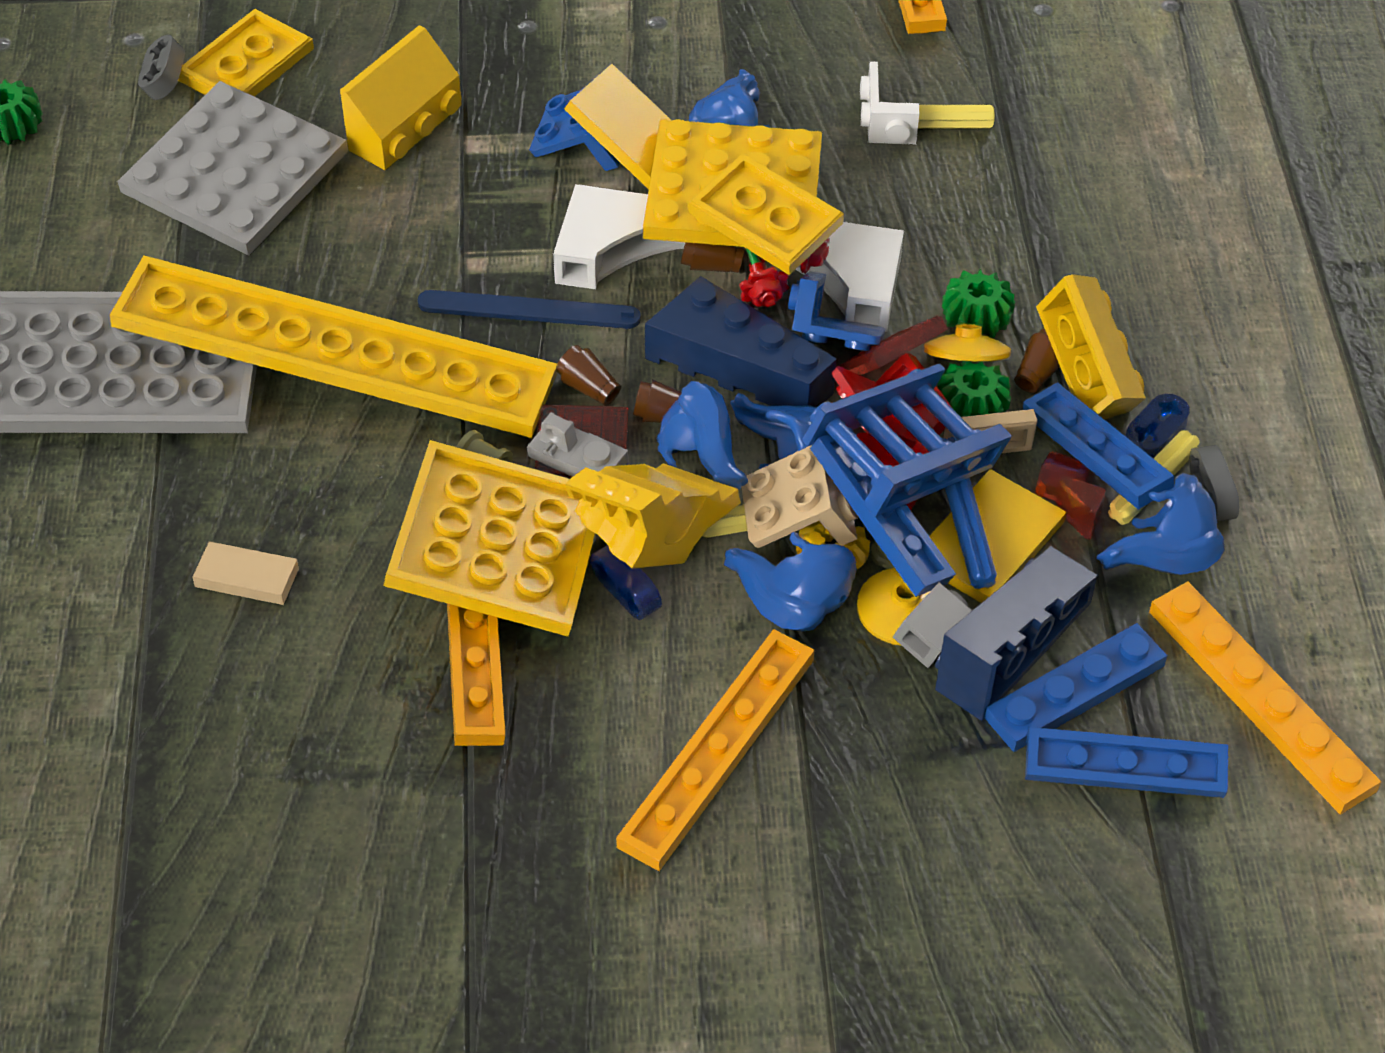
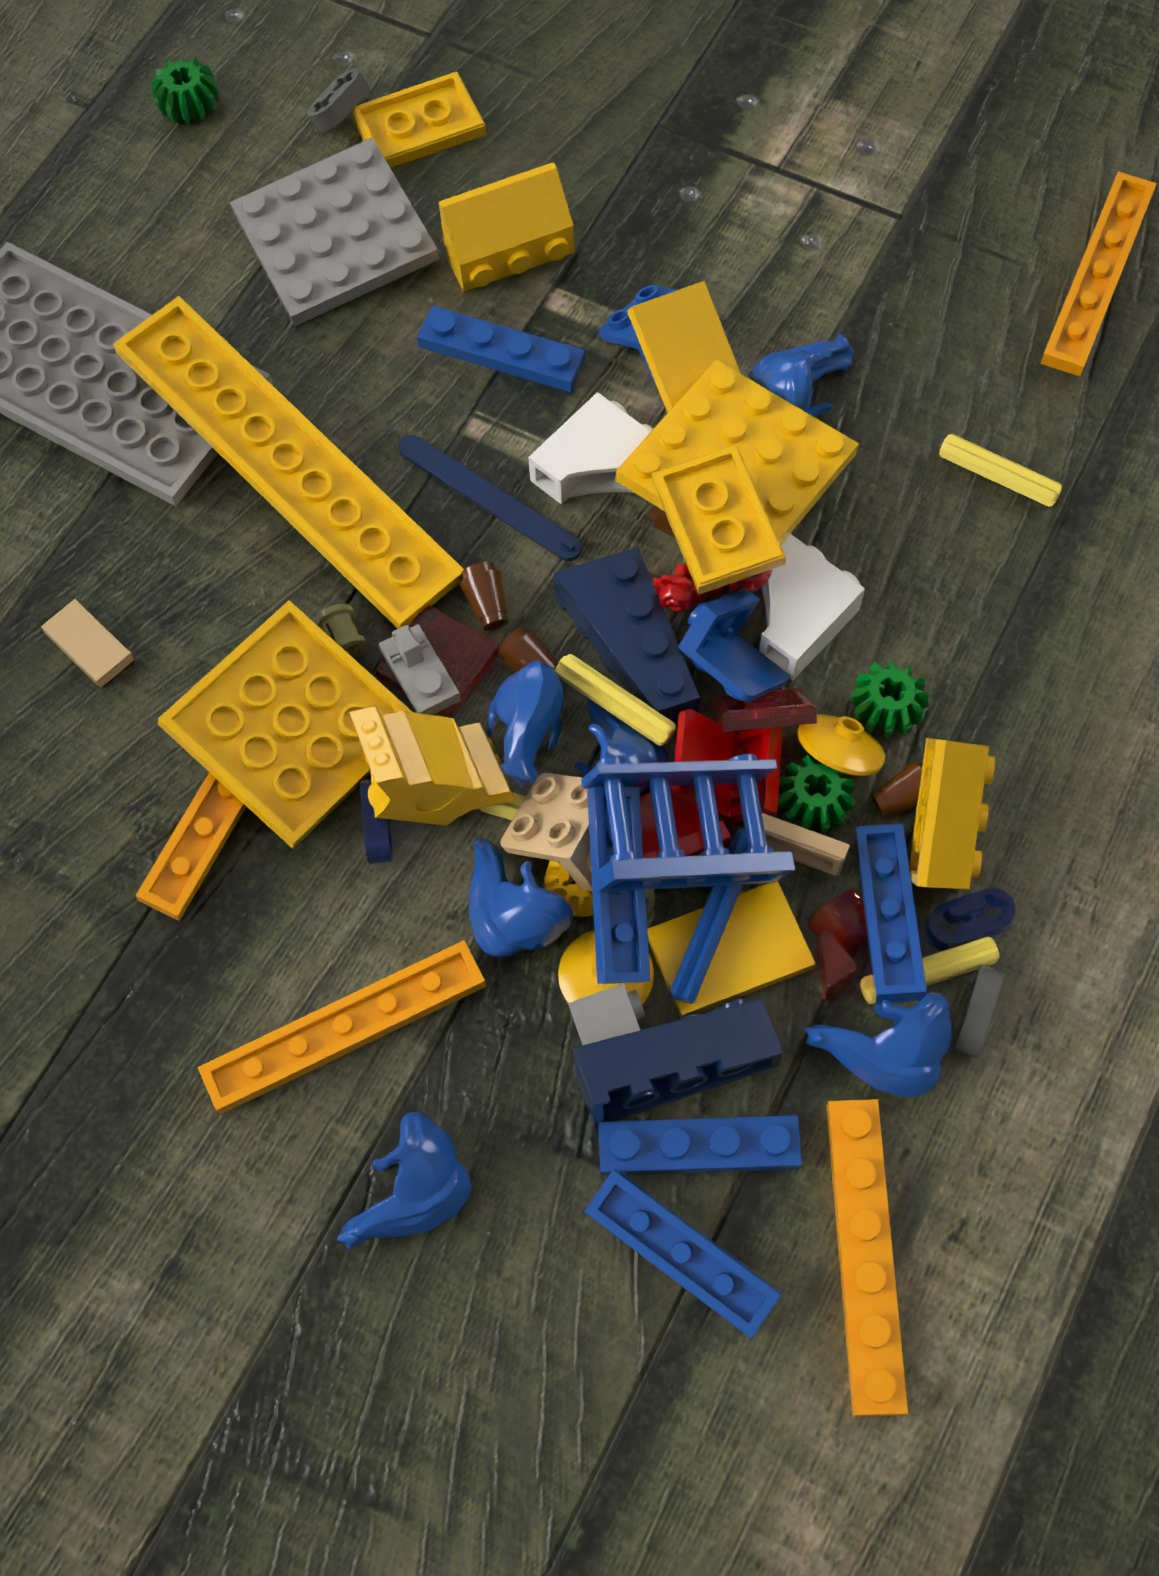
camera: 35 degrees right, 15 degrees up
(454, 196) = (501, 348): none -> blue plate
(770, 390) = (615, 700): none -> light yellow axle
(877, 819) = (426, 1187): none -> blue piece
(886, 120) = (944, 456): white bracket -> none

